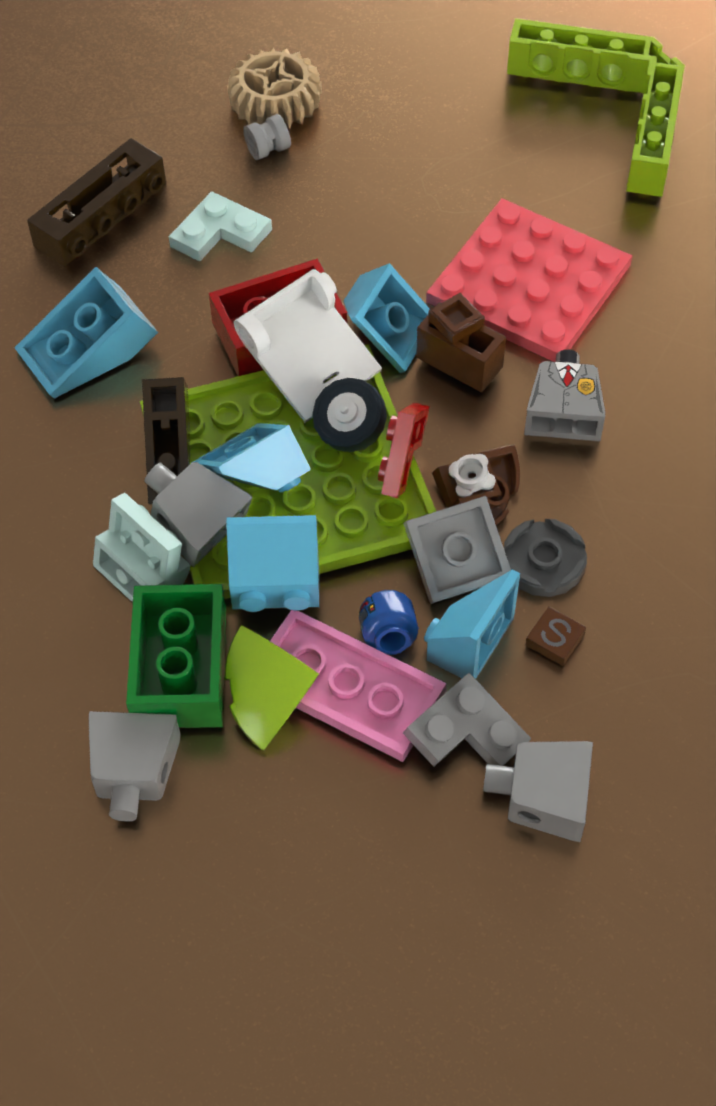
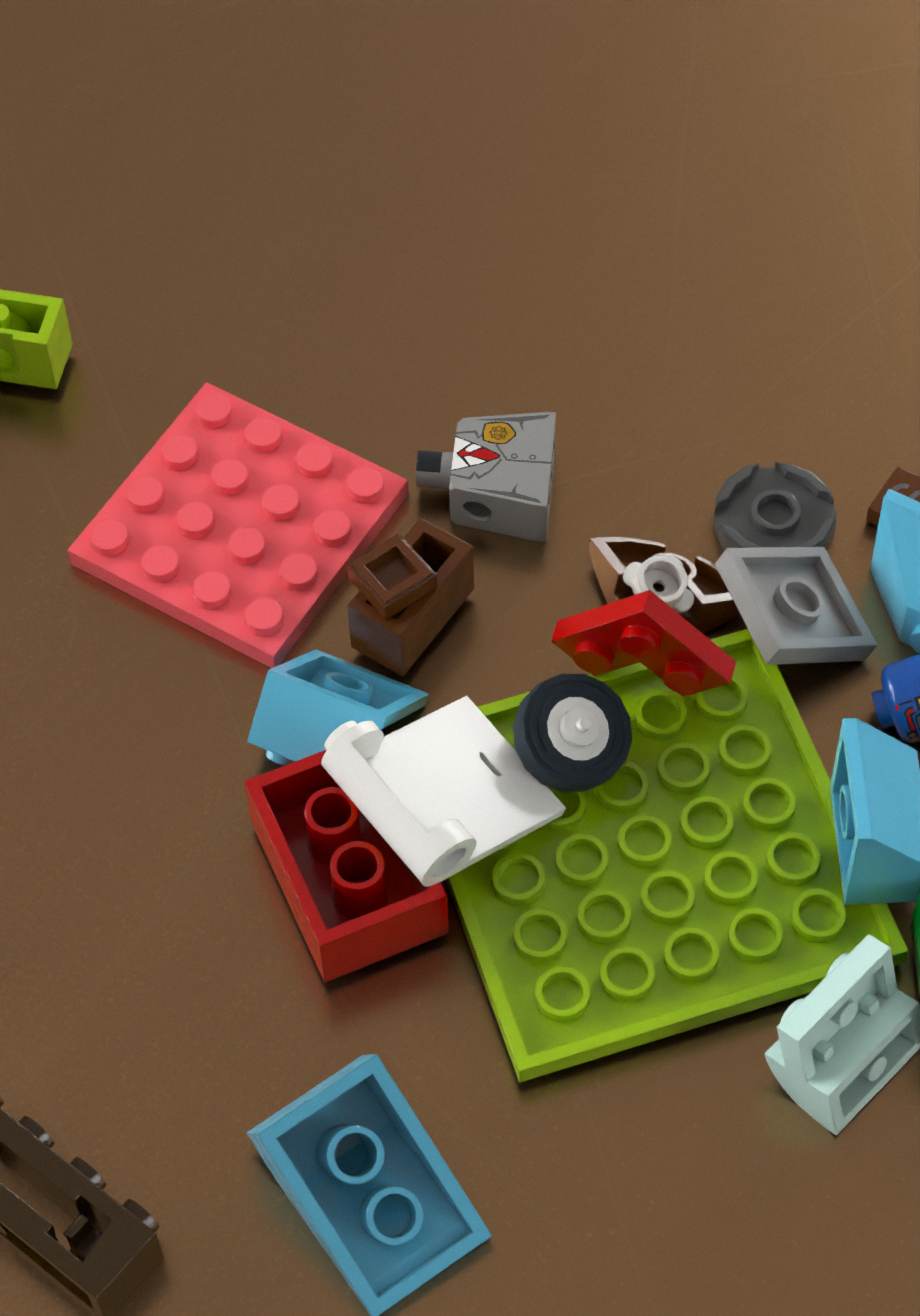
camera: 90 degrees left, 0 degrees up
(166, 425) = (623, 996): dark brown slope -> none
(195, 506) = (778, 936): light grey torso -> none
(217, 219) = (75, 988): light aqua plate -> none
(260, 457) = (662, 869): medium azure slope -> none

